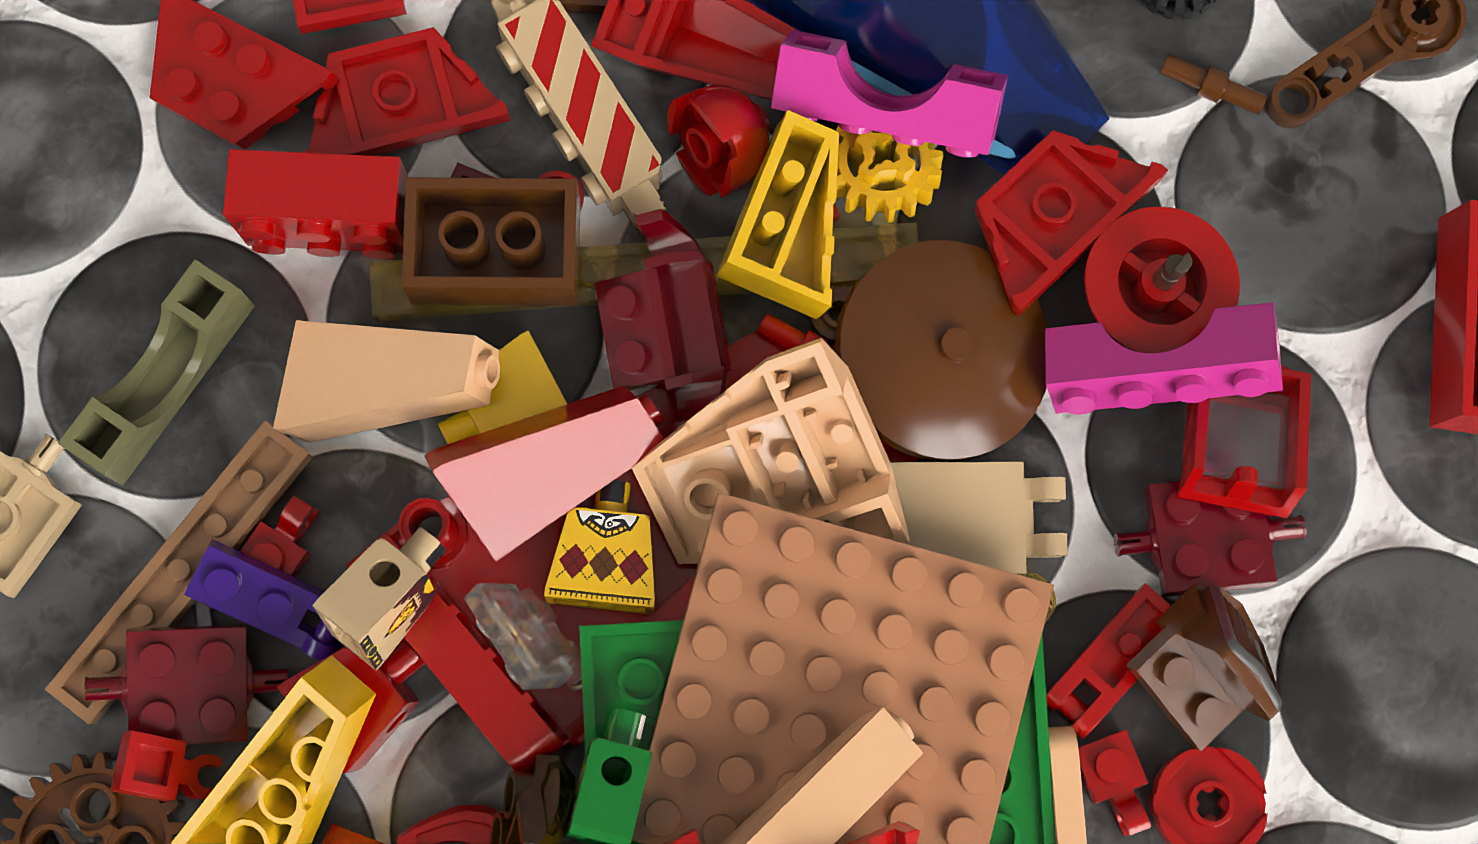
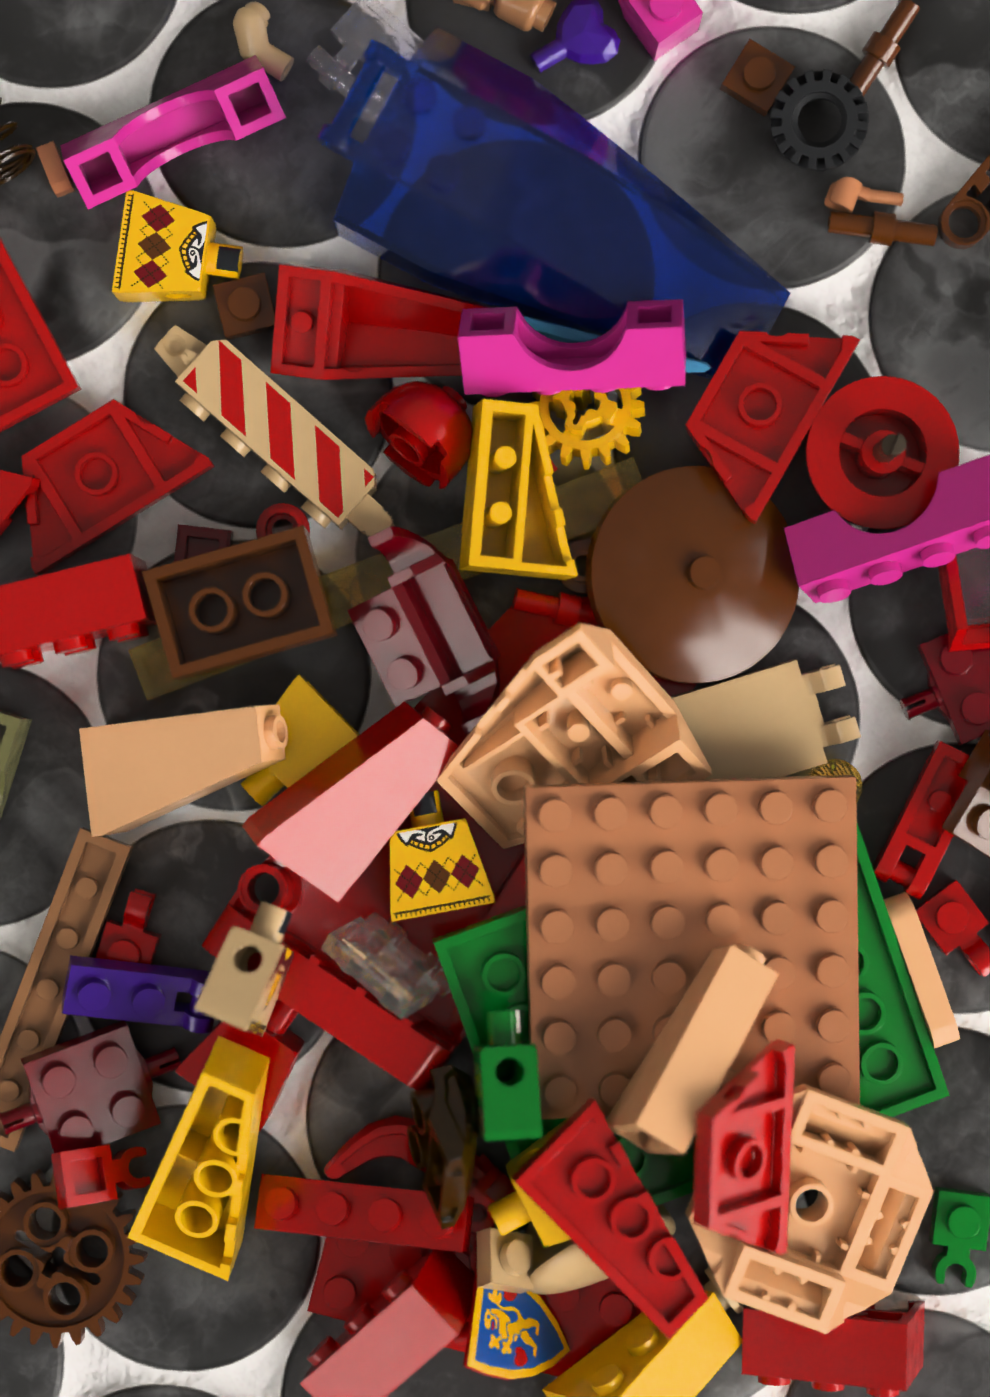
camera: 10 degrees left, 10 degrees up
(1191, 40) = (845, 192): none -> nougat hand

